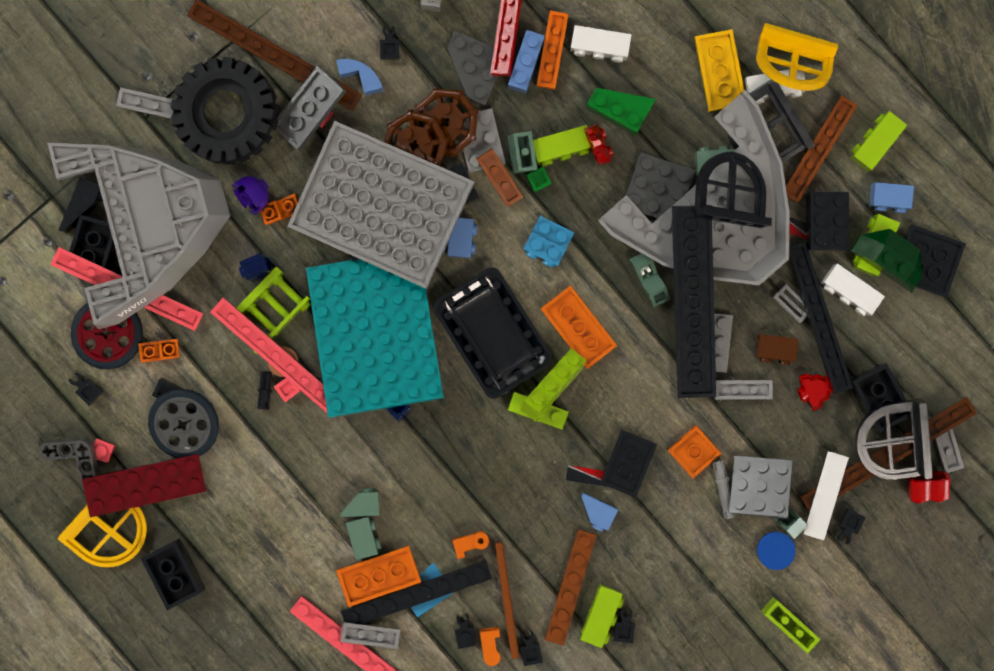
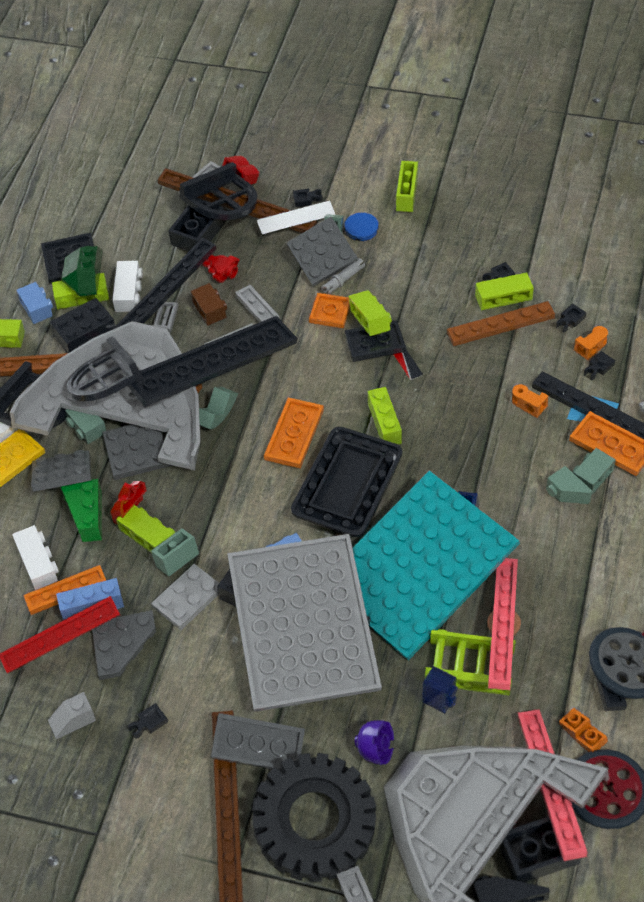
camera: 120 degrees left, 35 degrees down
(265, 390) = (541, 620): black axle -> none
(280, 209) = (366, 711): orange slope -> none
(286, 389) = (525, 603): coral plate -> none
(369, 80) = (193, 717): medium blue brick -> none
(422, 135) = (215, 639): reddish brown plate -> none
(456, 116) = (186, 616): reddish brown plate -> none
(499, 177) = (209, 556): dark orange plate -> none
(507, 600) = (548, 352): dark orange tile -> none
(539, 179) = (192, 528): green plate -> none
(548, 242) = (240, 494): dark azure plate -> none
(553, 385) = (355, 409): lime brick -> none
(598, 512) = (428, 335): medium blue slope -> none
(657, 478) = (370, 313): none -> lime brick
(670, 109) = (61, 470): none -> dark grey plate

